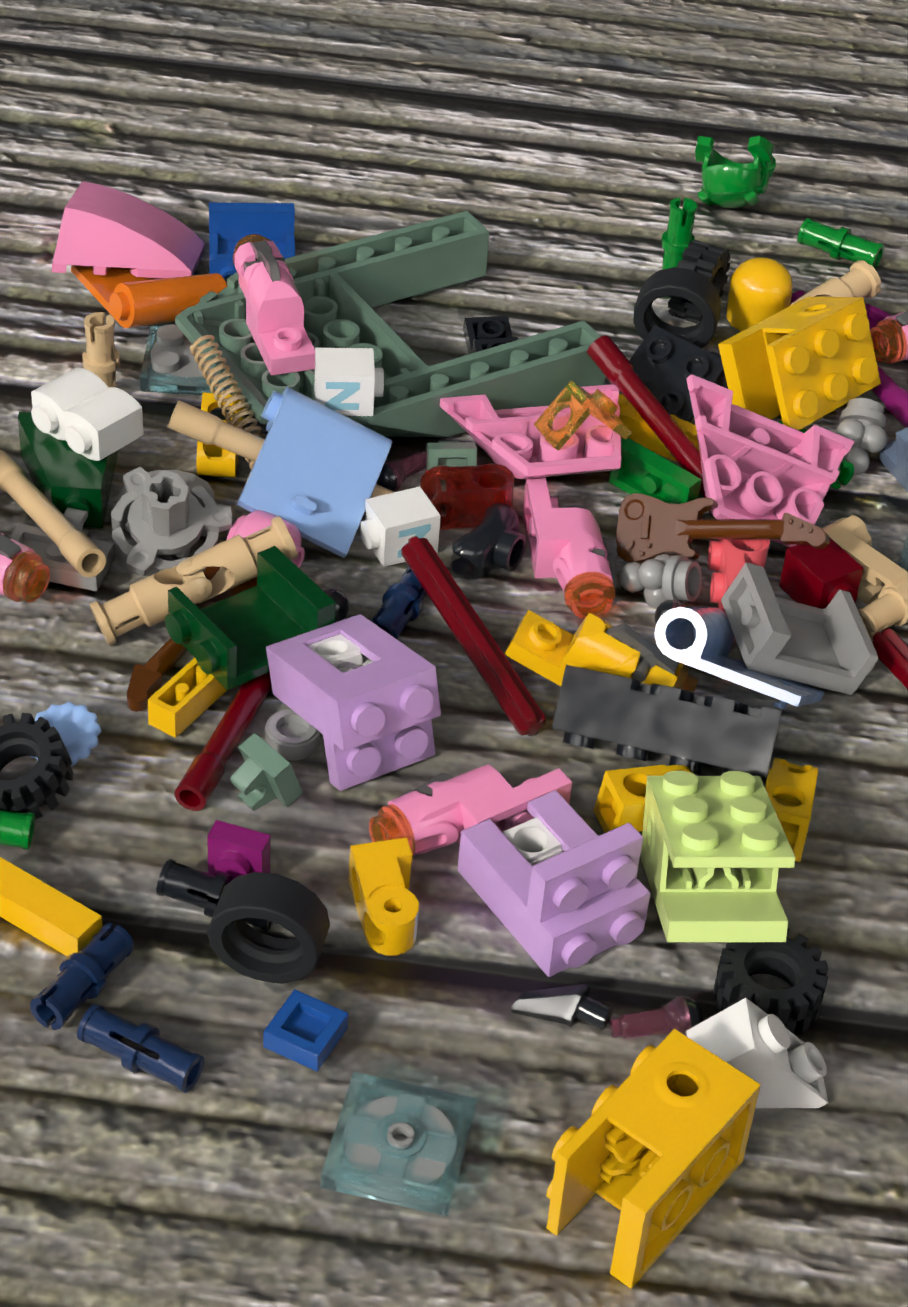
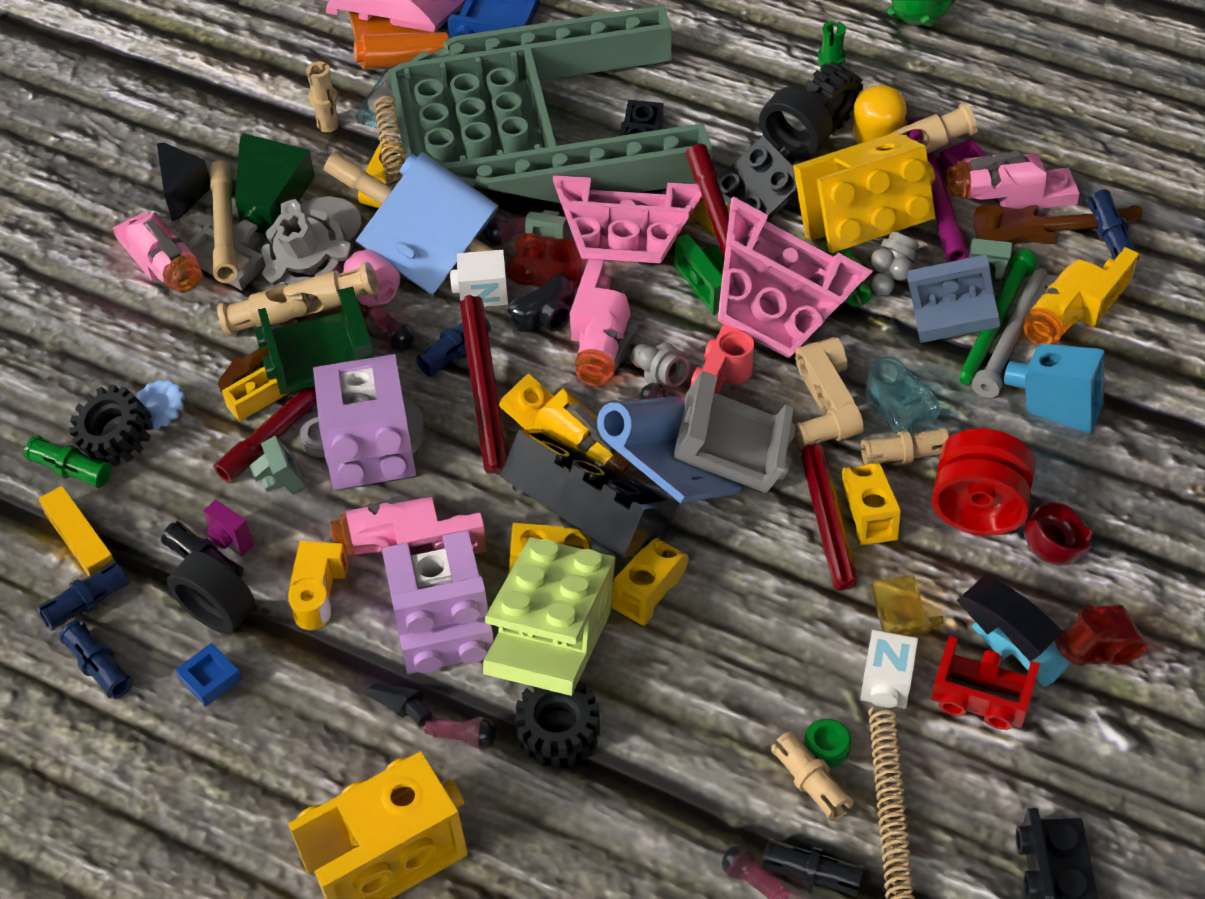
camera: 25 degrees right, 10 degrees up
(87, 414) = (279, 147): white brick -> none
(273, 306) = (453, 76): bright pink plate -> none
(347, 380) = (474, 152): white brick -> none
(399, 1143) = (229, 777): clear light blue piece -> none
(581, 406) = (650, 206): clear yellow bracket -> none
(655, 528) = (676, 320): reddish brown piece -> none
(767, 1053) = (509, 783): white slope -> none
(817, 575) = (788, 382): dark red brick -> none
(839, 243) = (986, 74): green pin -> none

